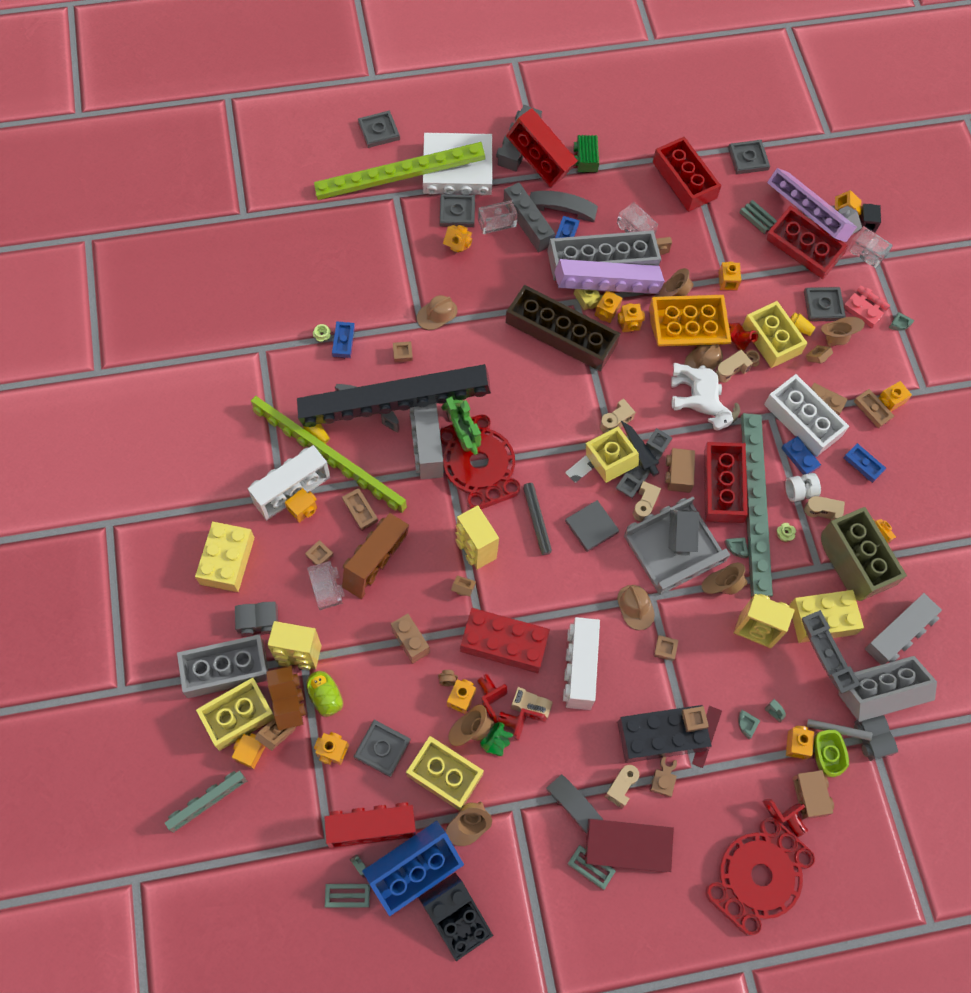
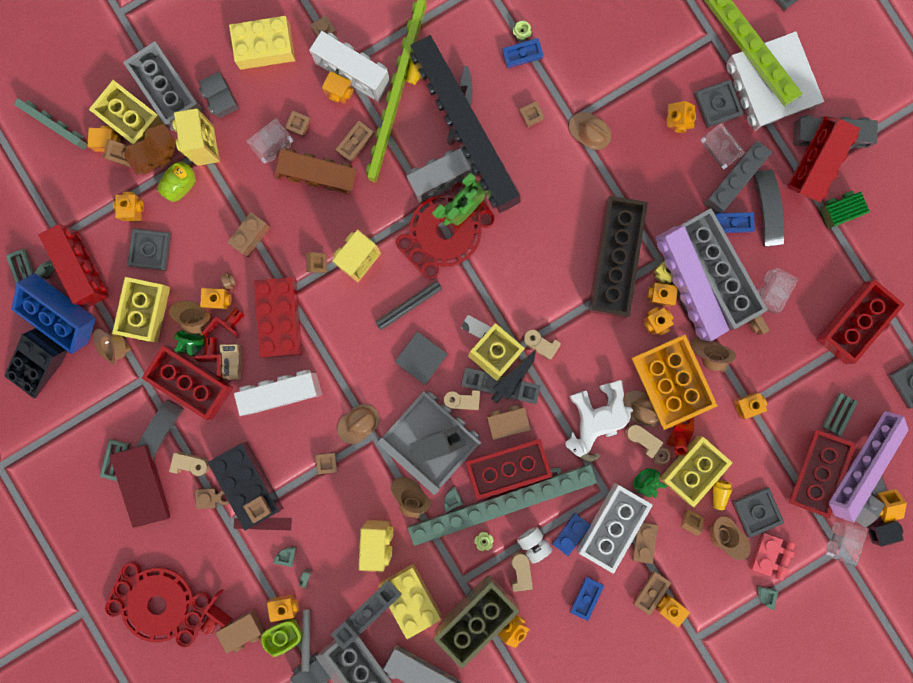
camera: 80 degrees right, 20 degrees up
(236, 499) = (323, 24): none -> medium nougat plate
(538, 752) = (187, 382): none -> red brick
(772, 379) = (647, 482): none -> green piece

